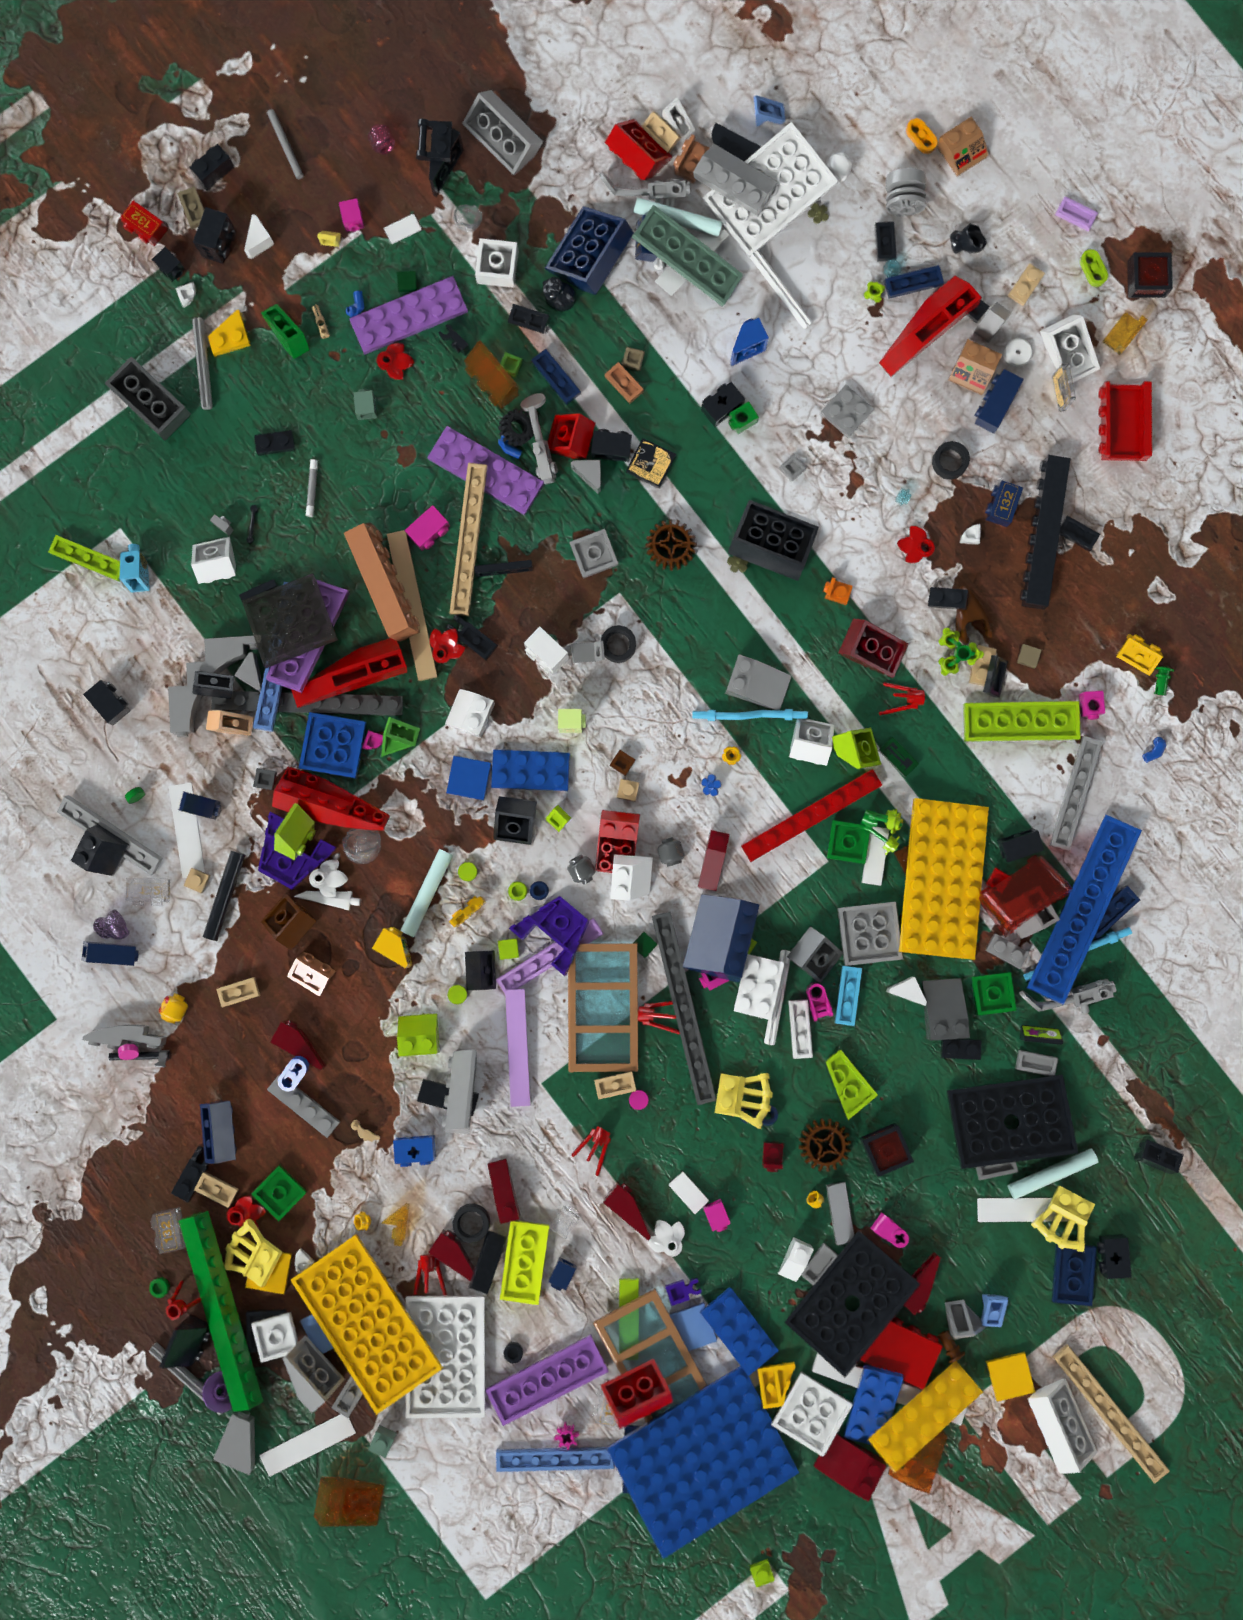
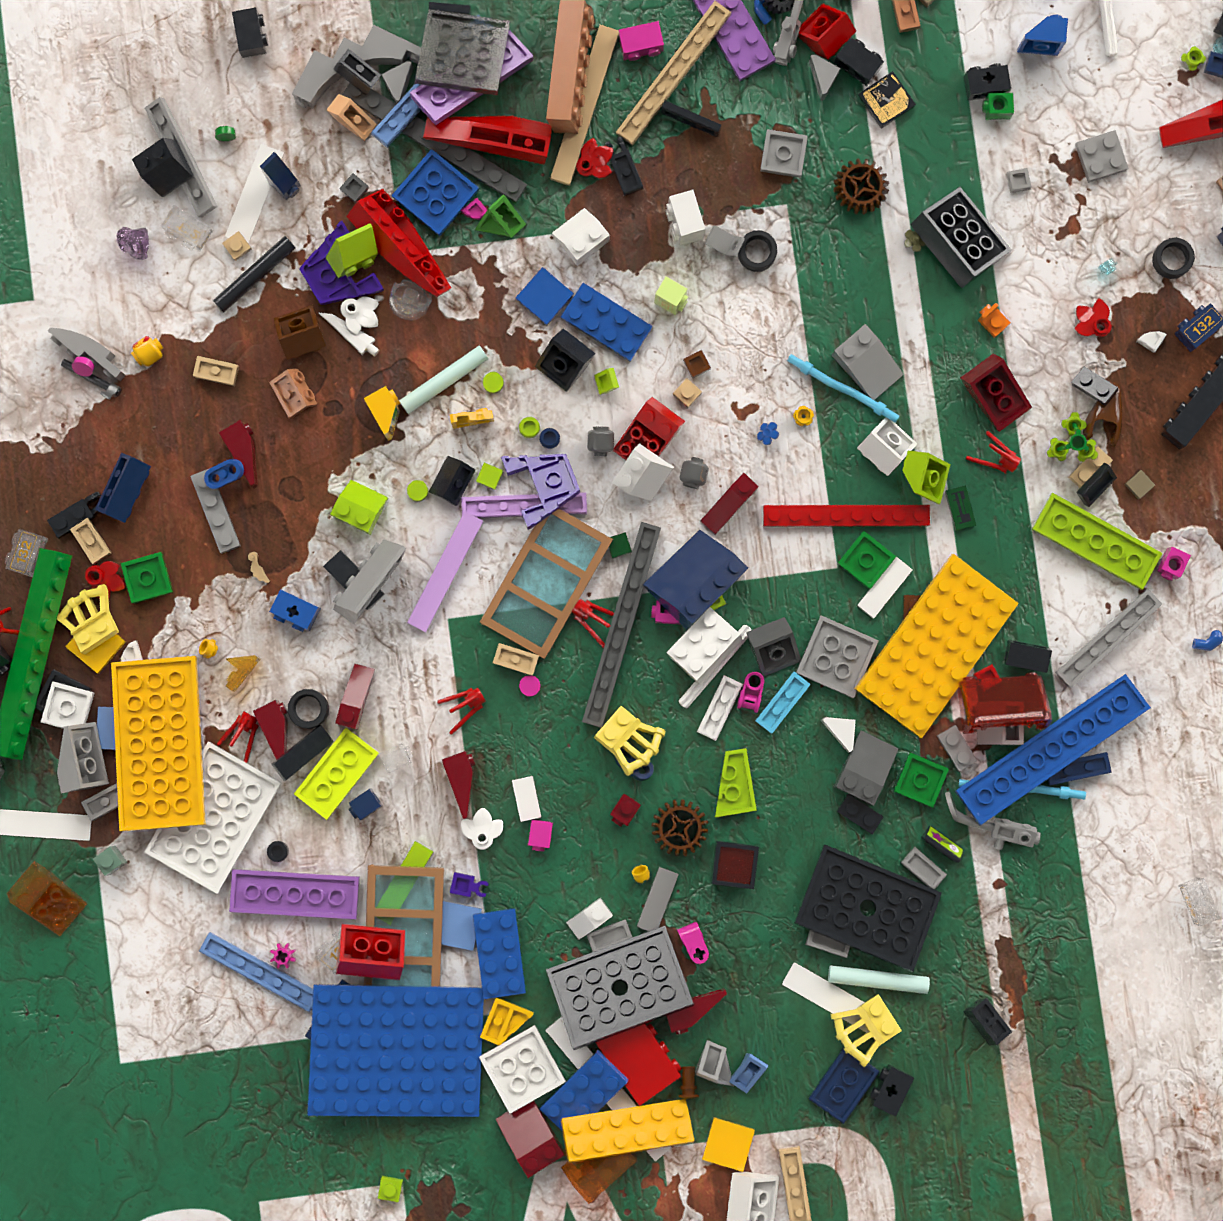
camera: 25 degrees right, 0 degrees up
(109, 953) = (117, 266): dark blue slope -> none
(893, 823) = (919, 564): plant -> none

